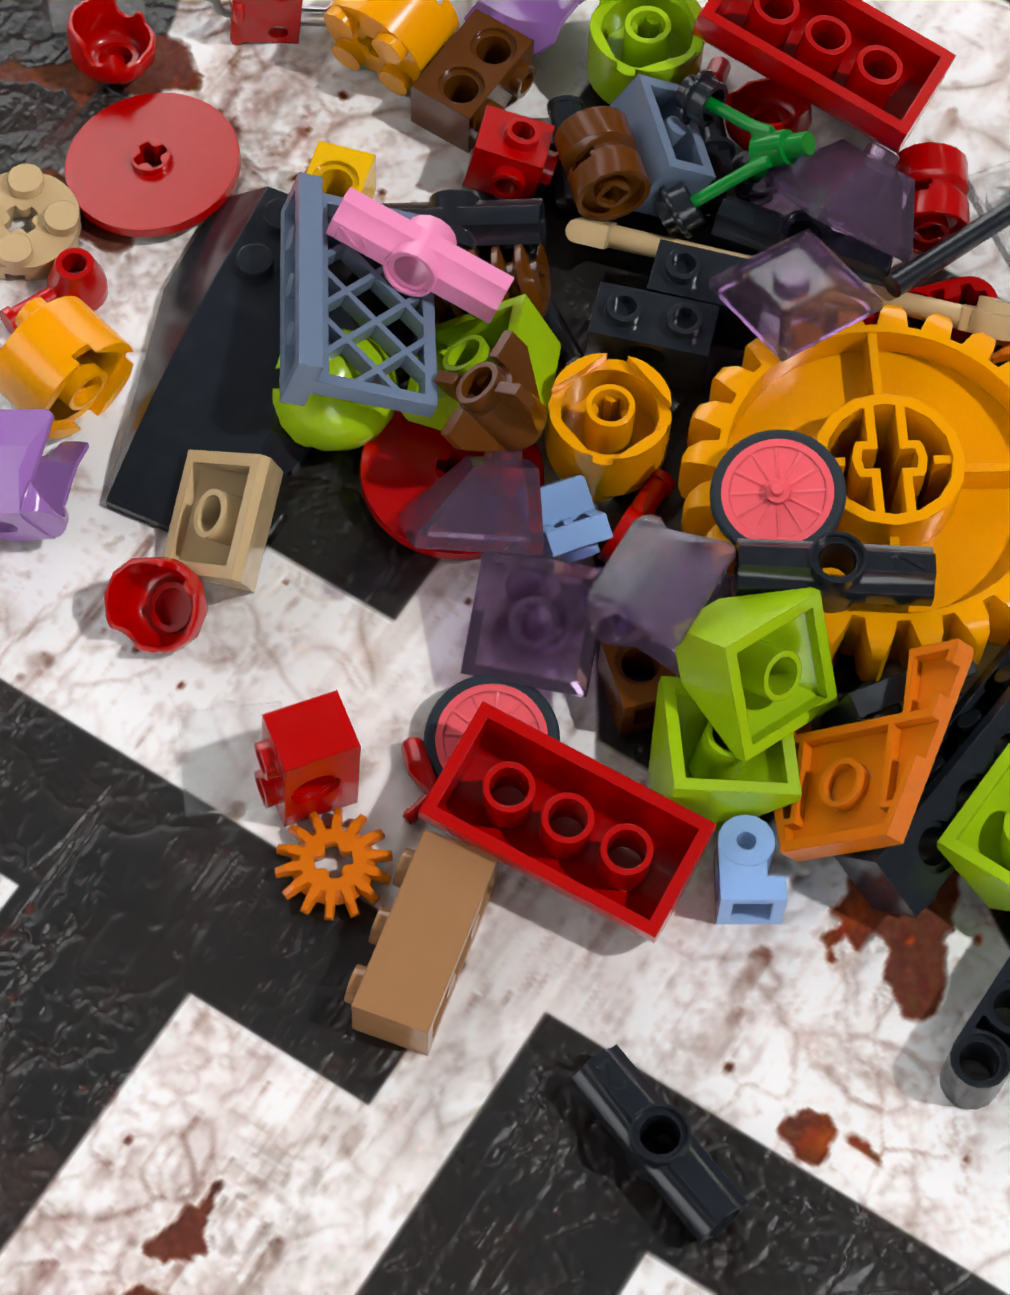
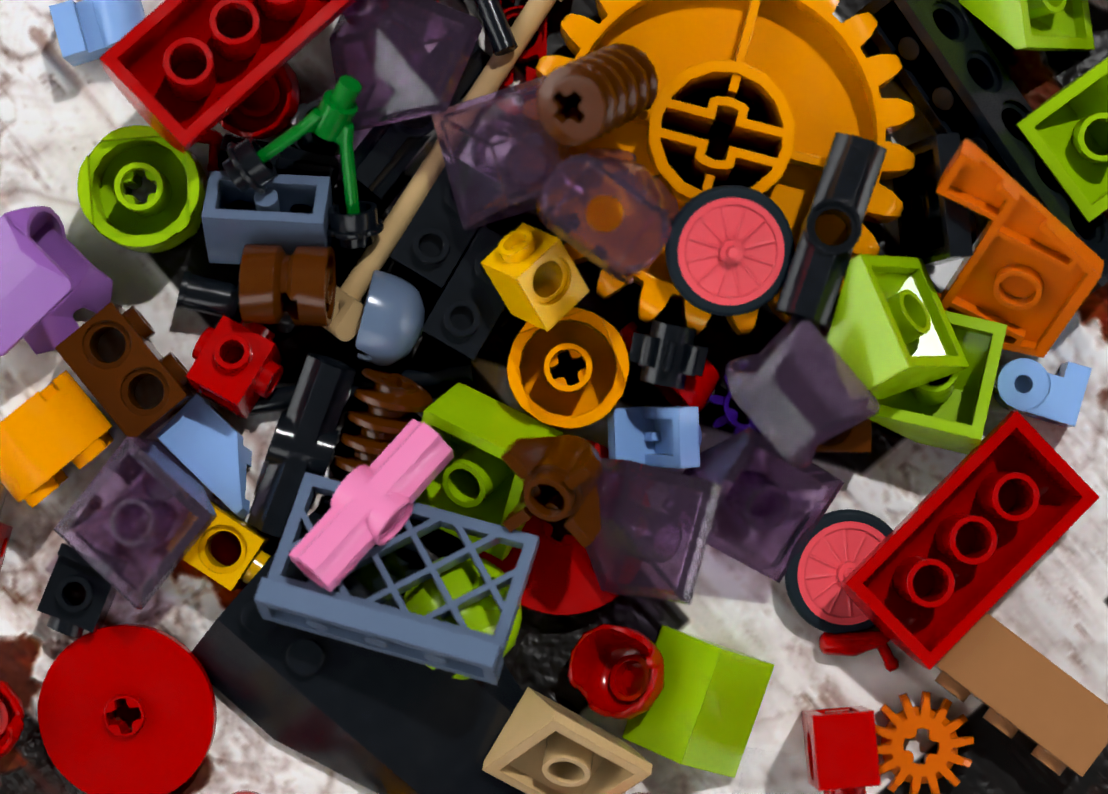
camera: 65 degrees left, 25 degrees up
(259, 96) = (66, 616): none -> black brick
(313, 644) = (704, 705): none -> lime slope
(324, 548) = (617, 671): none -> red hair
(346, 102) = (138, 518): none -> clear purple slope
(423, 165) = (210, 451): none -> light blue slope
(595, 254) = (389, 320): none -> sand blue hair
(655, 487) = (668, 354): none -> black gear
(681, 370) = (535, 276): none -> yellow brick
(793, 371) = (646, 204): none -> piece
(883, 322) = (596, 94): none -> reddish brown piece

